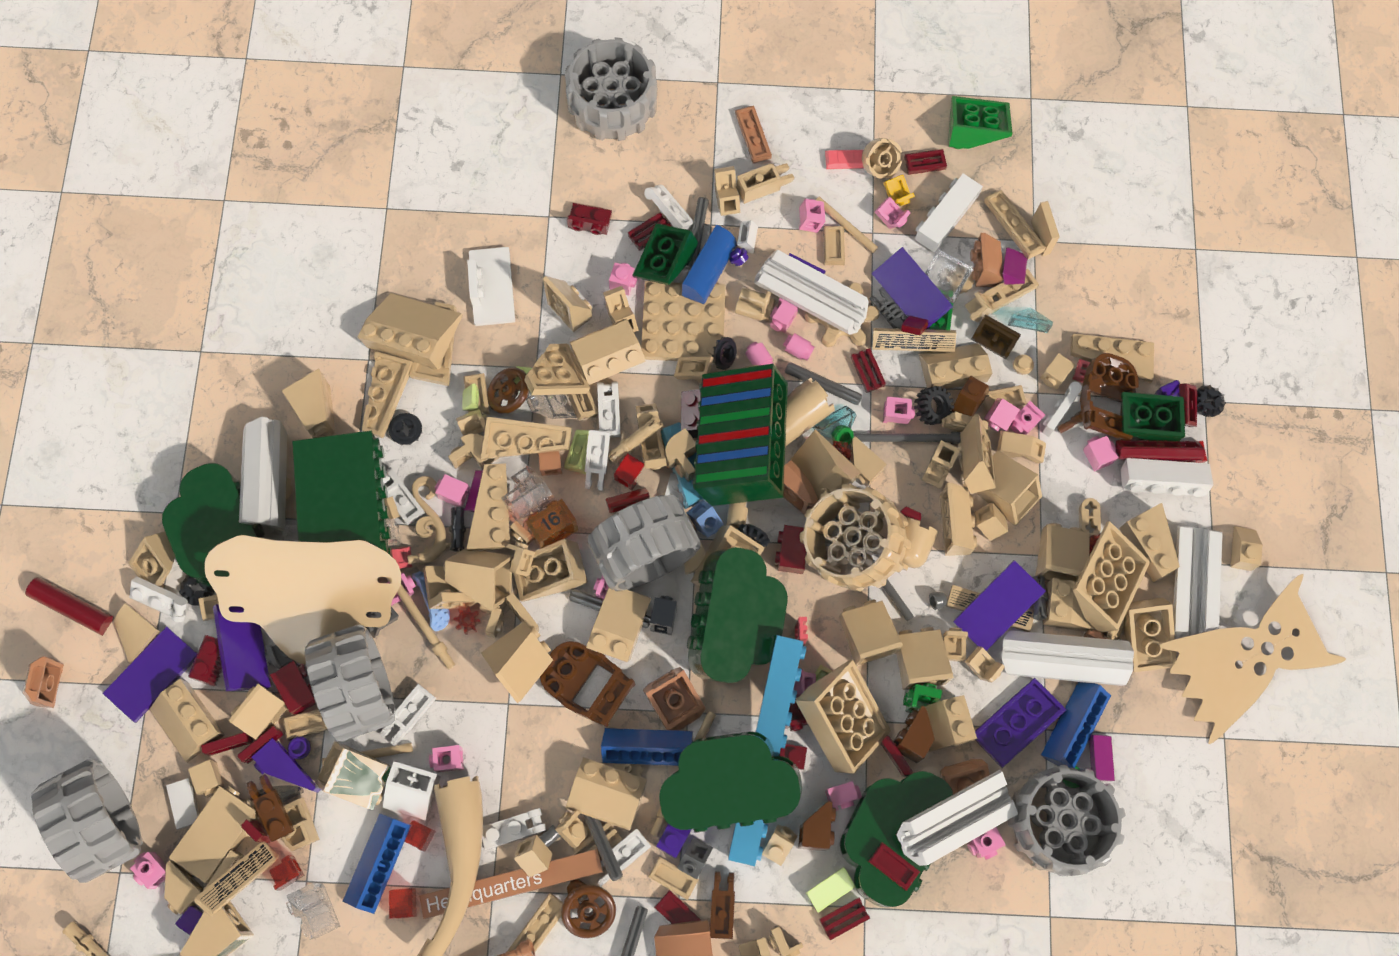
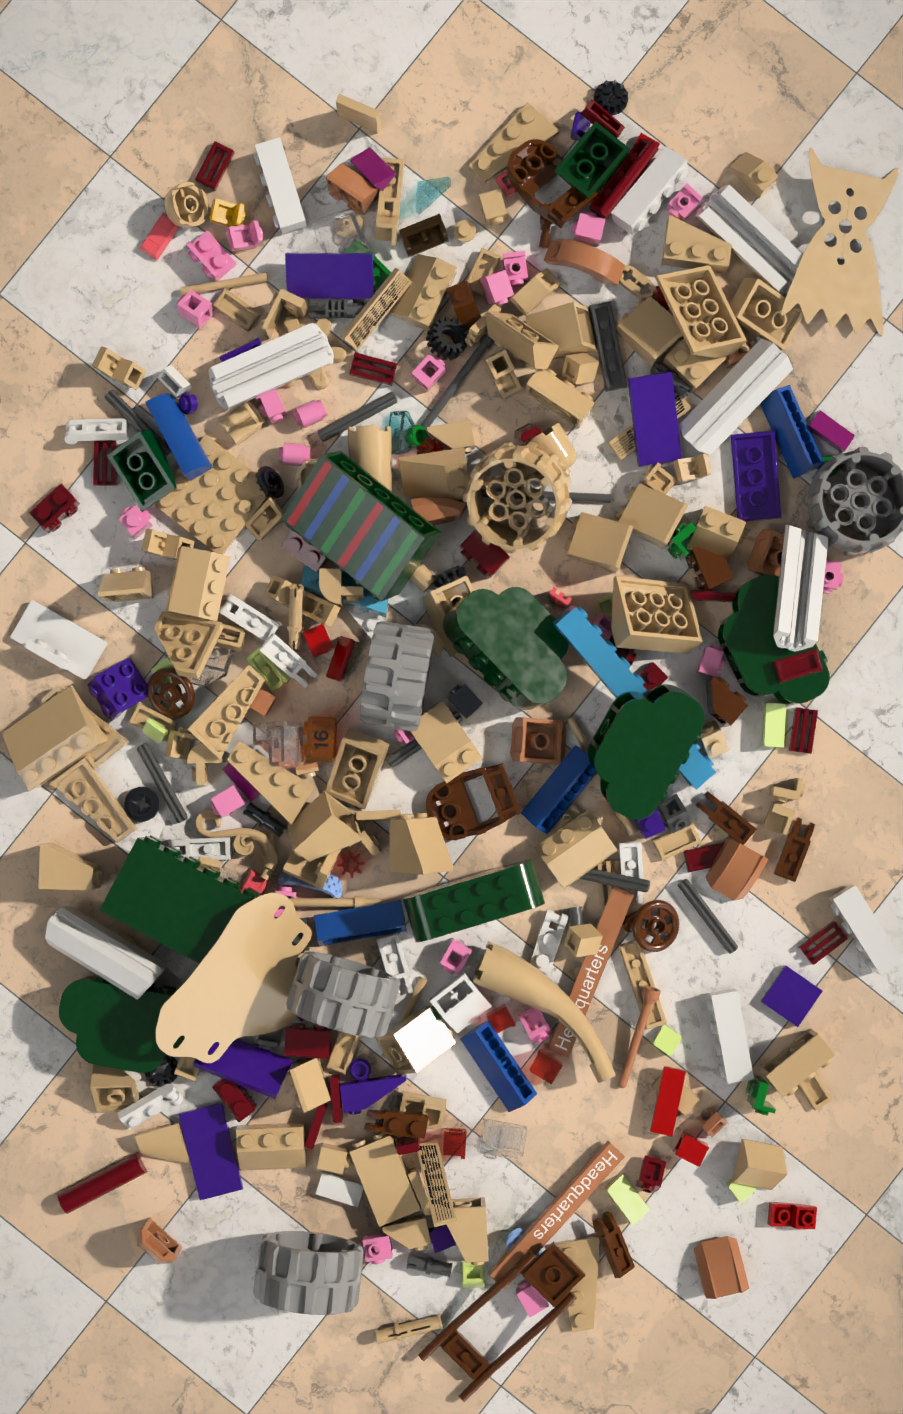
camera: 50 degrees left, 15 degrees up
(161, 928) = (429, 1265): none -> dark grey pin
(423, 661) = (360, 923): none -> blue brick
(432, 433) = (162, 783): none -> dark grey axle
(433, 869) = (535, 1025): none -> bright pink bracket
(485, 351) = (118, 688): none -> dark purple bracket
(502, 733) = (473, 900): none -> dark green brick
(522, 558) = (333, 784): tan bracket -> none
(572, 828) = (583, 894): tan bracket -> none
(700, 513) = (406, 606): medium blue brick -> none
(753, 134) = (75, 300): nougat tile -> none
(762, 181) = (131, 329): tan hinge -> none
(860, 200) = (211, 256): none -> bright pink bracket
(862, 268) = (294, 305): none -> tan bracket
(914, 325) = (365, 300): dark red tile -> none
(937, 600) = (612, 464): dark grey hinge -> none
(978, 122) = (212, 88): green slope -> none
(1014, 224) = (333, 135): tan tile -> none
(1025, 532) = (608, 346): none -> dark grey tile
(1062, 407) = (527, 229): white plate -> none
(1077, 466) = (586, 259): none -> nougat arch
(1185, 515) = (692, 199): none -> bright pink brick

